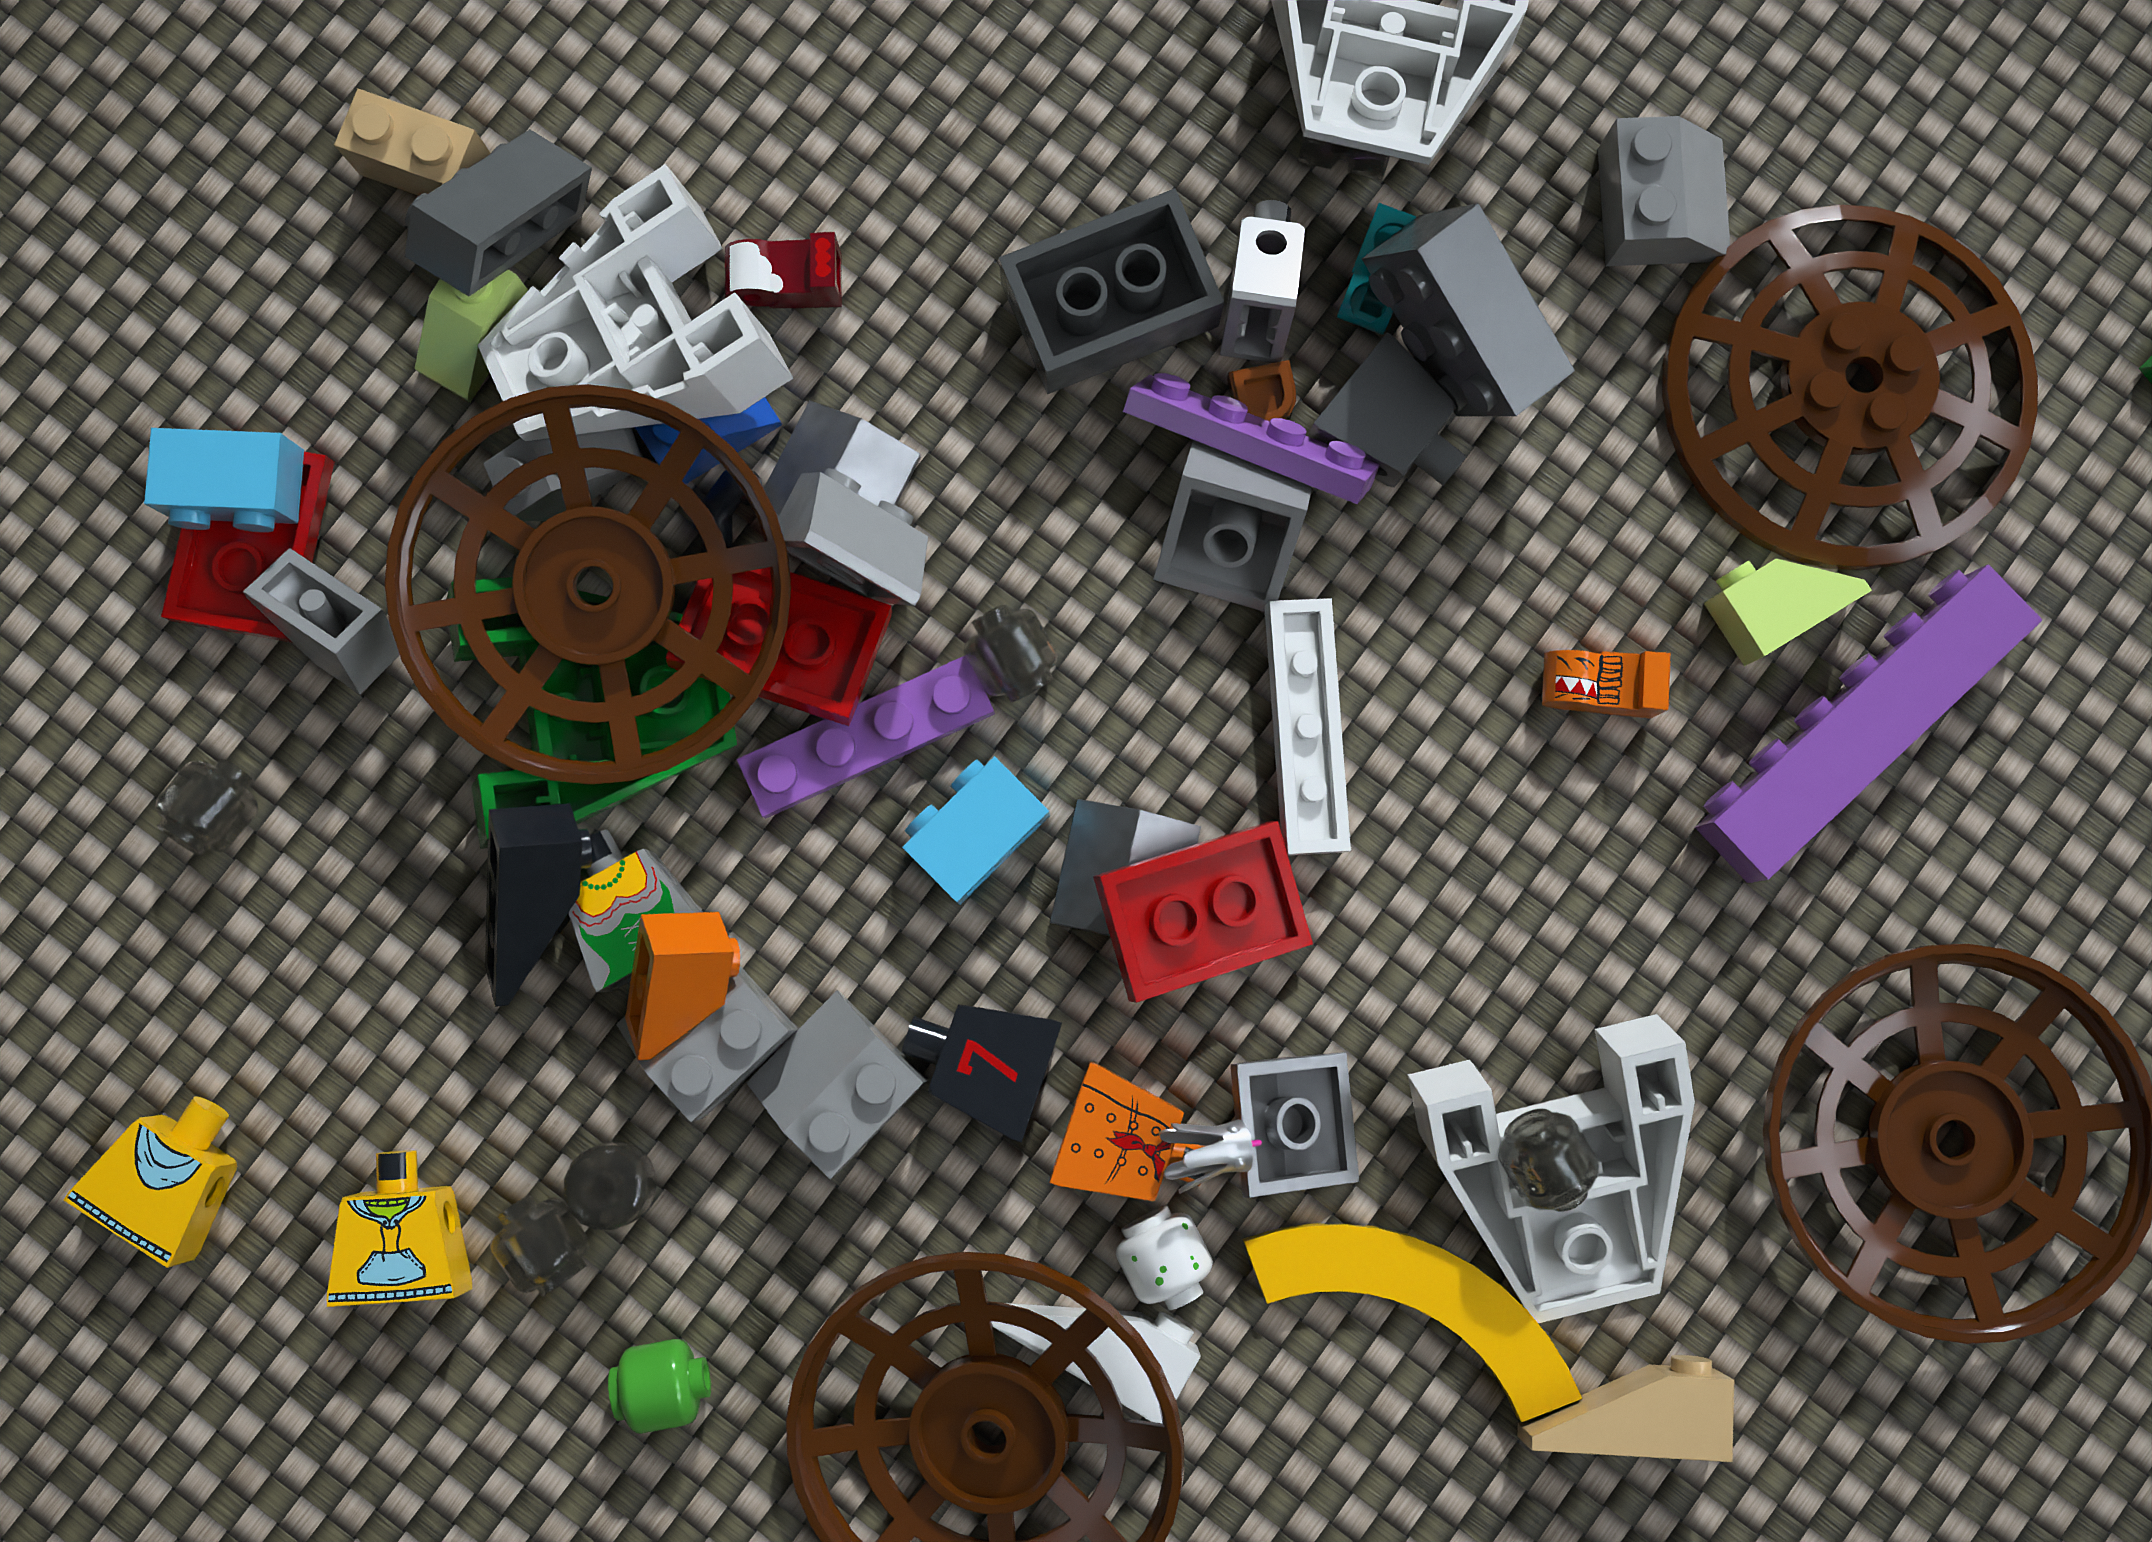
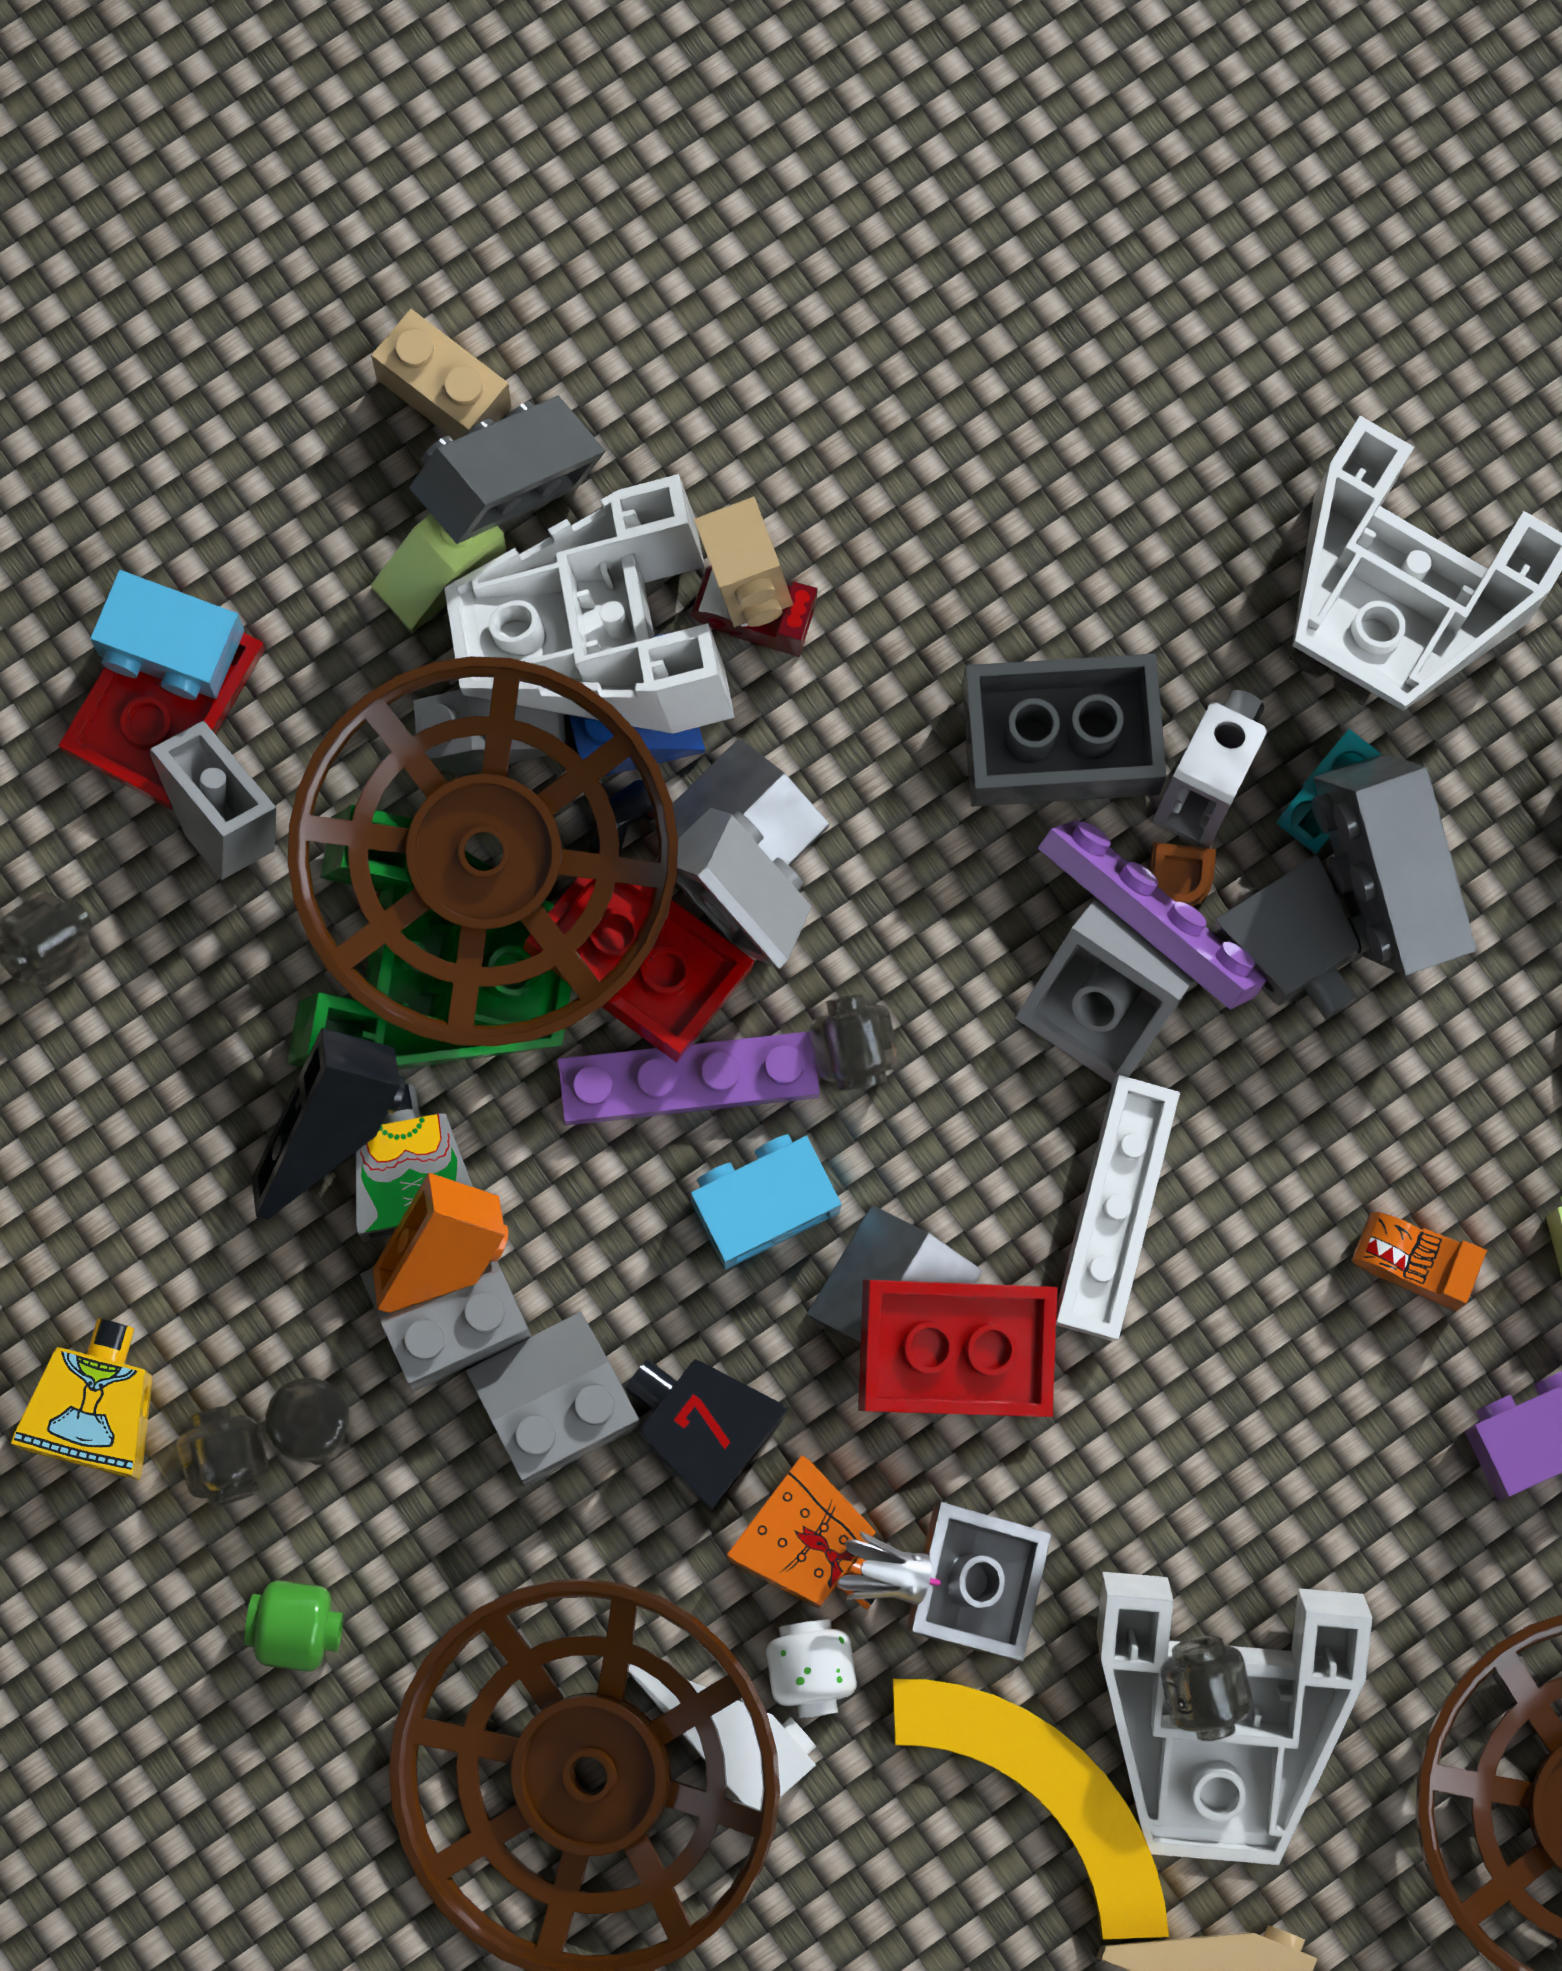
camera: 15 degrees right, 5 degrees down
(752, 223) = (744, 563): none -> tan piece

